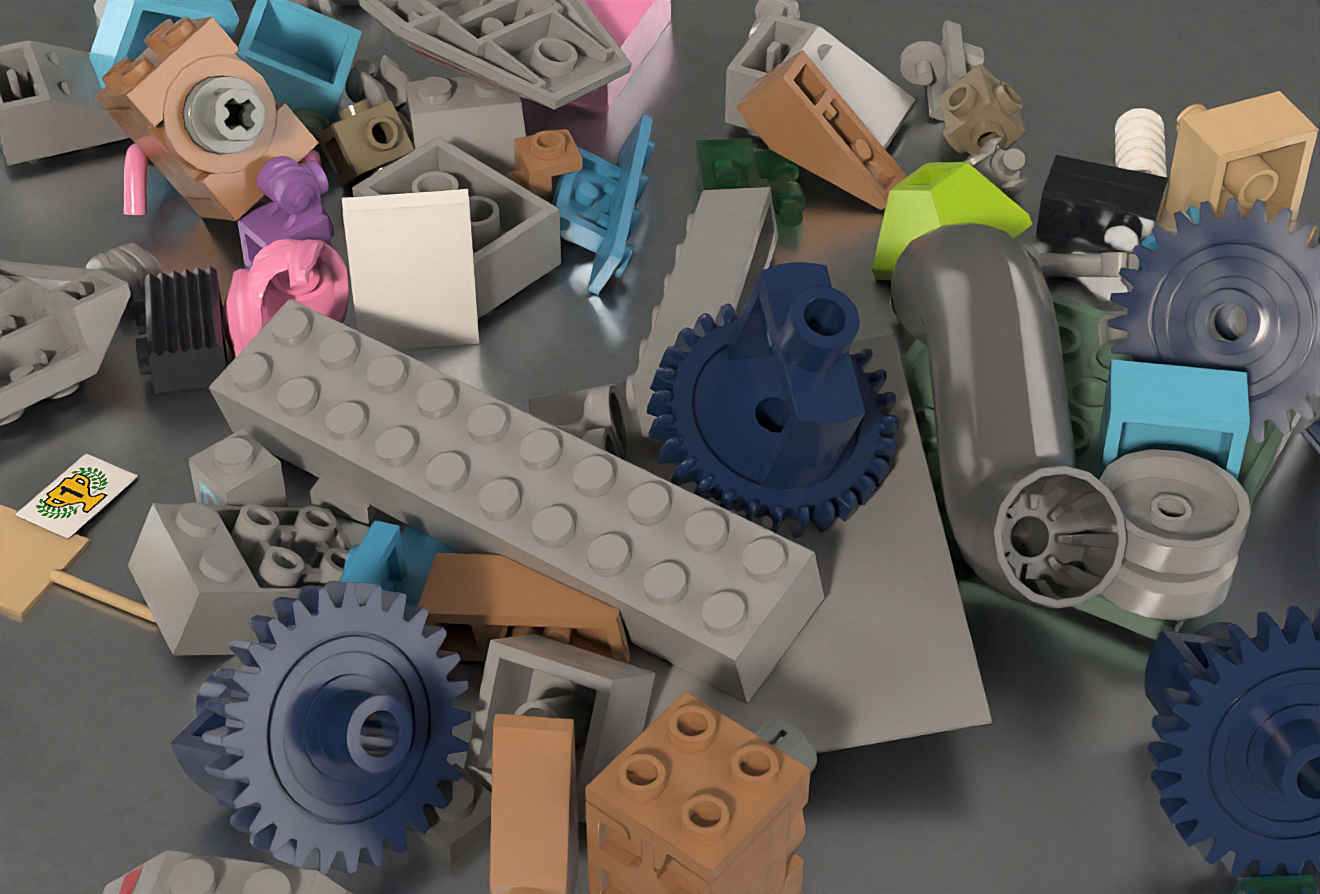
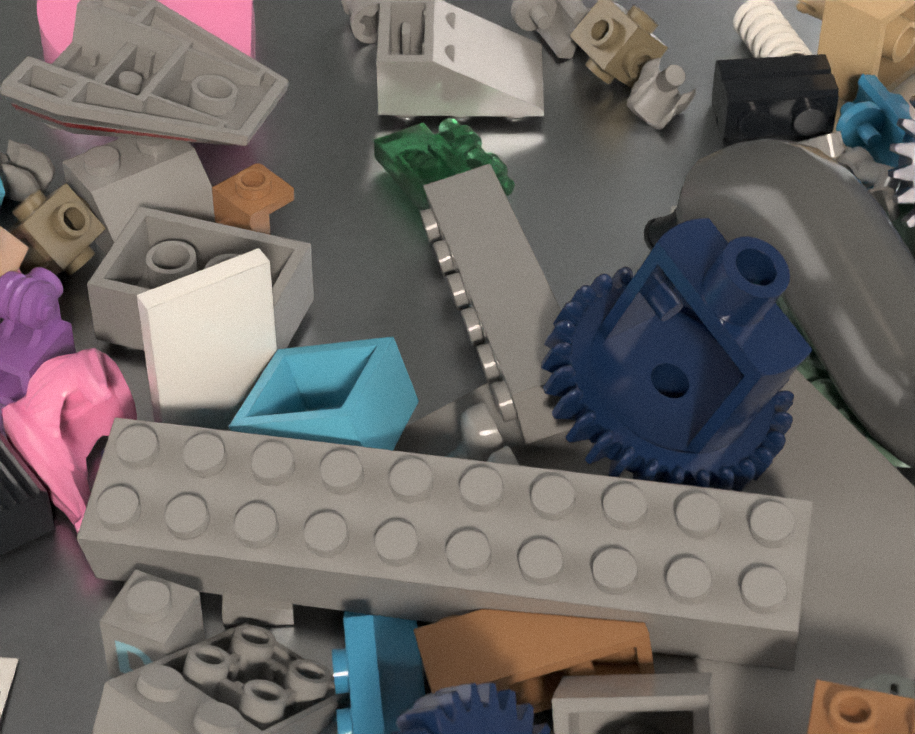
camera: 25 degrees left, 0 degrees up
(494, 343) = (332, 395): none -> medium azure piece
(600, 203) = (333, 223): dark azure bracket -> none
(815, 127) = (488, 97): medium nougat slope -> none
(938, 197) = (651, 147): lime slope -> none

